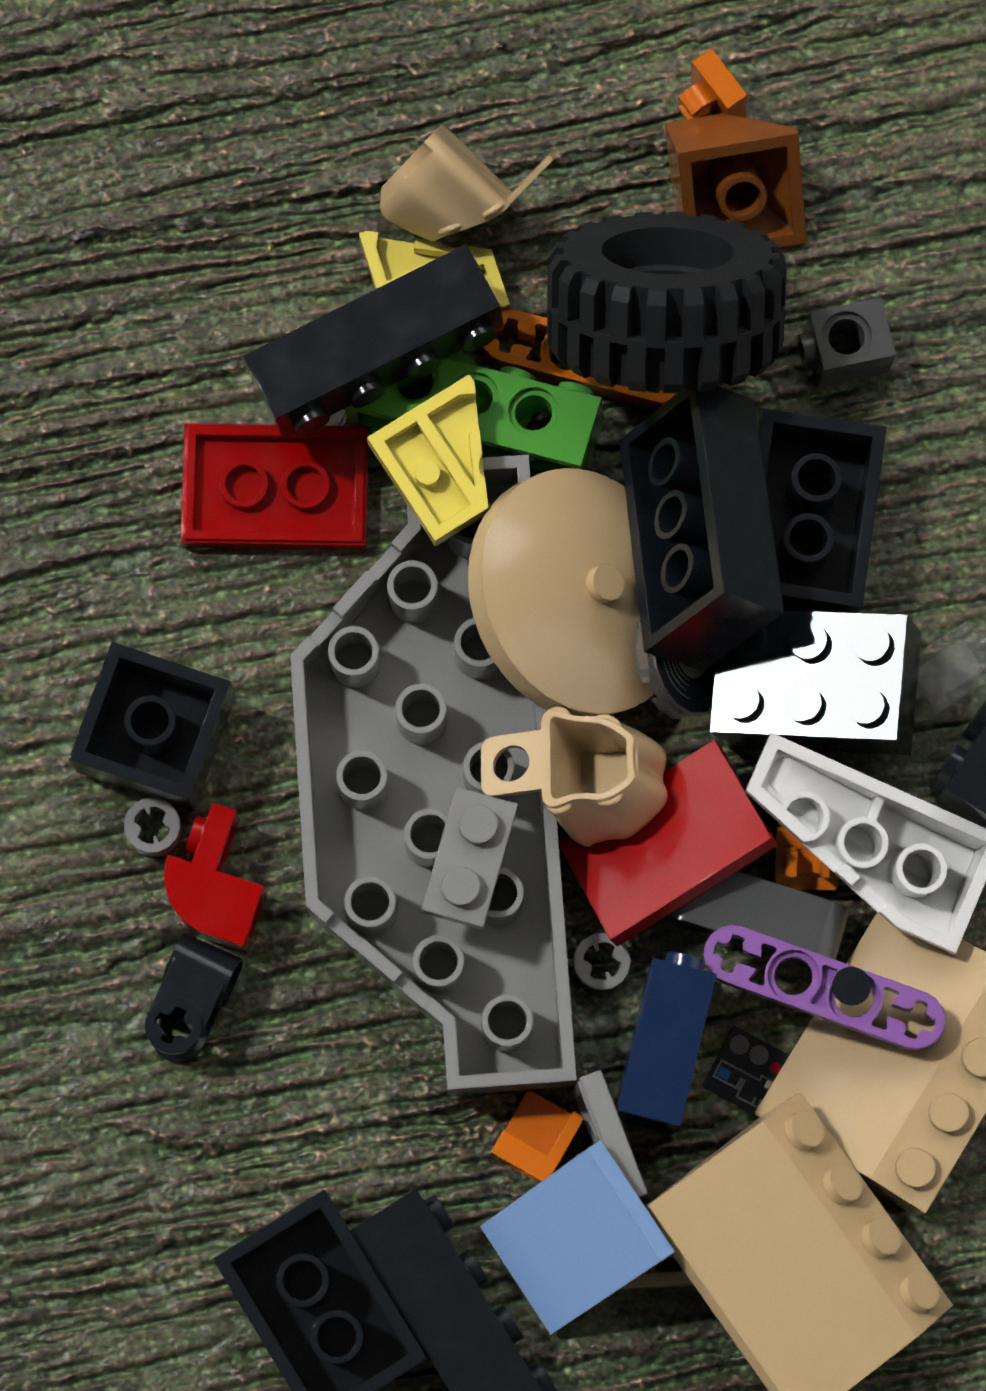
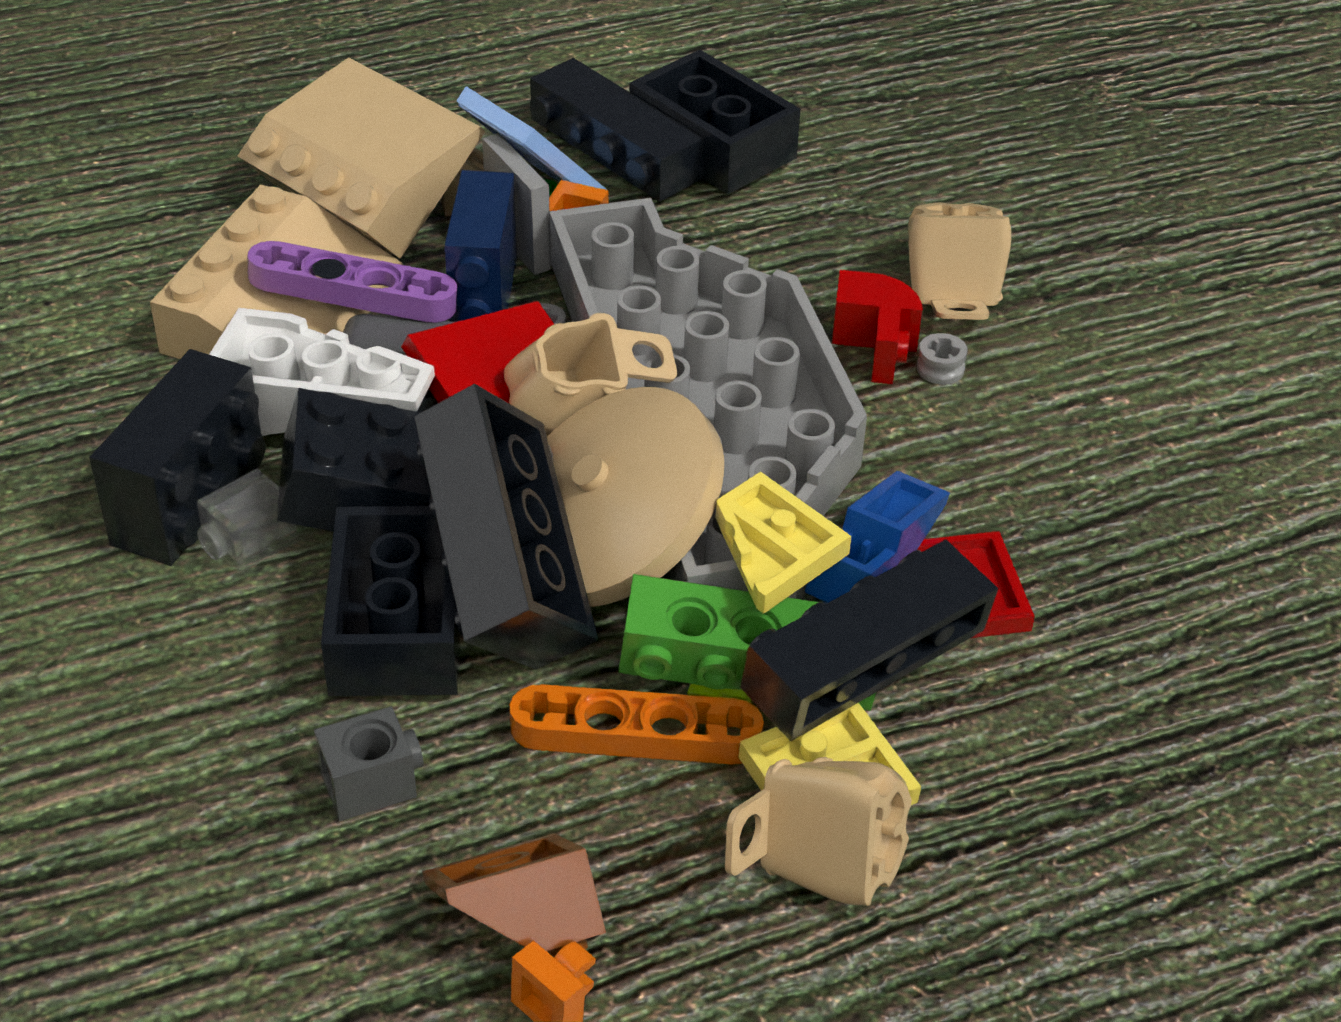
camera: 170 degrees right, 35 degrees down
(86, 978) = (958, 257): none -> tan piece
(152, 726) = (969, 390): black brick -> none
(194, 987) = (873, 244): black piece -> none
(312, 521) = (883, 531): none -> blue slope
(469, 858) = (669, 301): light grey plate -> none
(666, 301) = (626, 758): black tyre -> none

